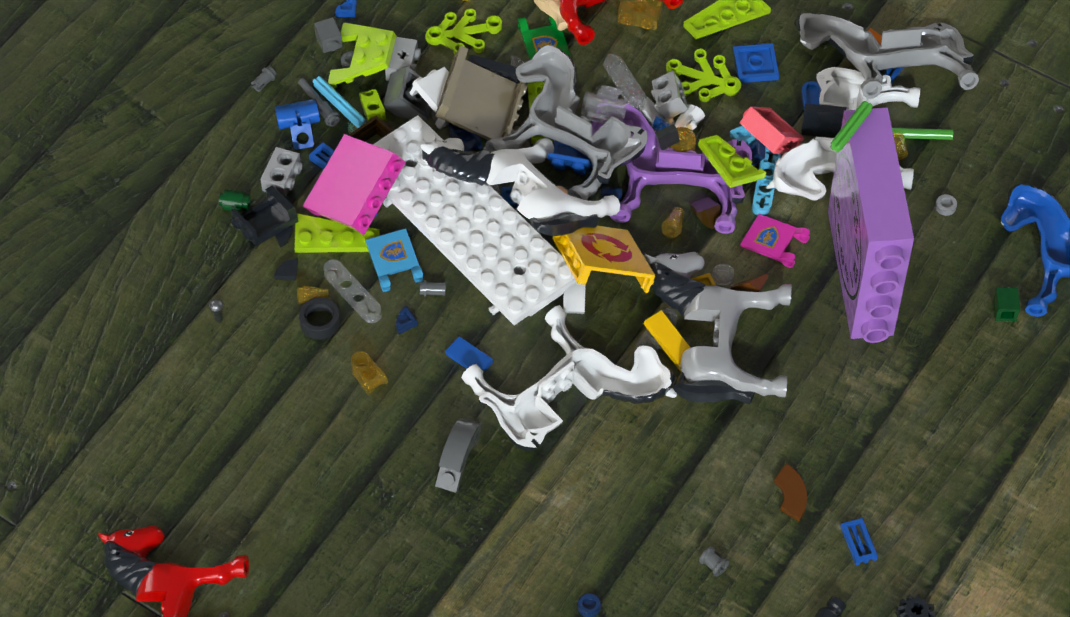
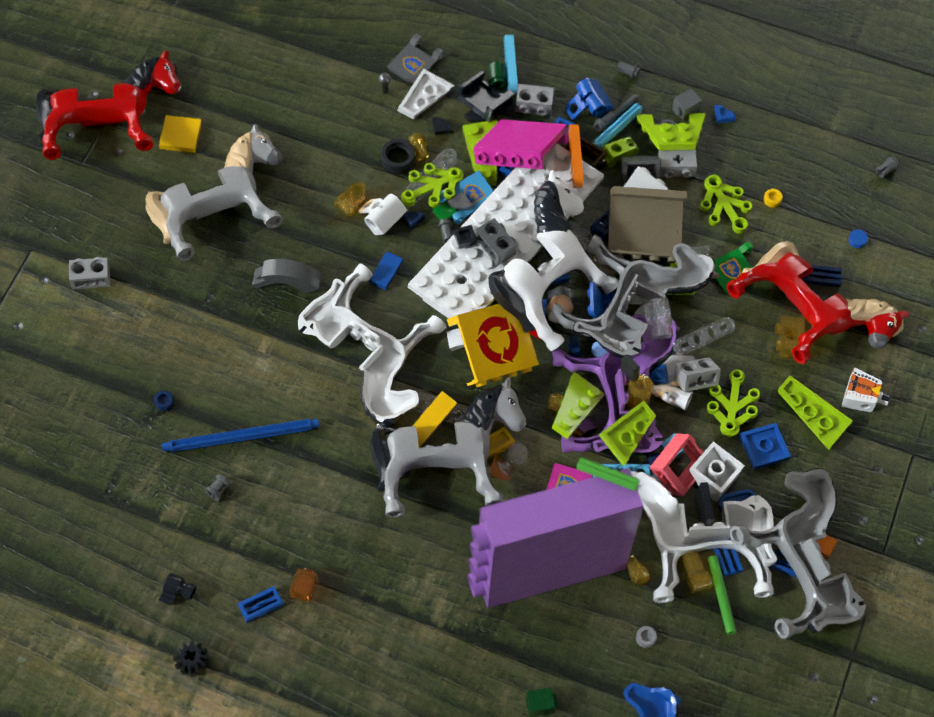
camera: 75 degrees right, 5 degrees up
(189, 283) = (412, 61): none -> dark grey flag
(203, 184) = (510, 60): none -> medium azure beam
(219, 540) = (180, 134): none -> yellow tile
(237, 277) = (424, 93): none -> white wing
(335, 548) = (237, 188): none -> light grey animal
(373, 285) = (449, 176): none -> lime plant
(398, 341) = (382, 213): none -> white piece
(403, 264) = (460, 202): none -> flat silver tile
(405, 286) = (444, 211): none -> green tile
(415, 131) = (575, 156): none -> orange beam
(470, 252) = (465, 236): none -> black tile
(492, 222) = (492, 243): none -> dark grey brick
(501, 69) = (688, 227): black beam -> none
(617, 175) = (597, 350): none -> light blue tile
(650, 533) = (240, 435): none -> blue piece
(685, 204) = (576, 405): none -> lime wing
(785, 100) = (717, 469): none -> white slope
(793, 491) = (300, 543): reddish brown tile -> none
(846, 493) = (303, 584): none -> clear orange brick

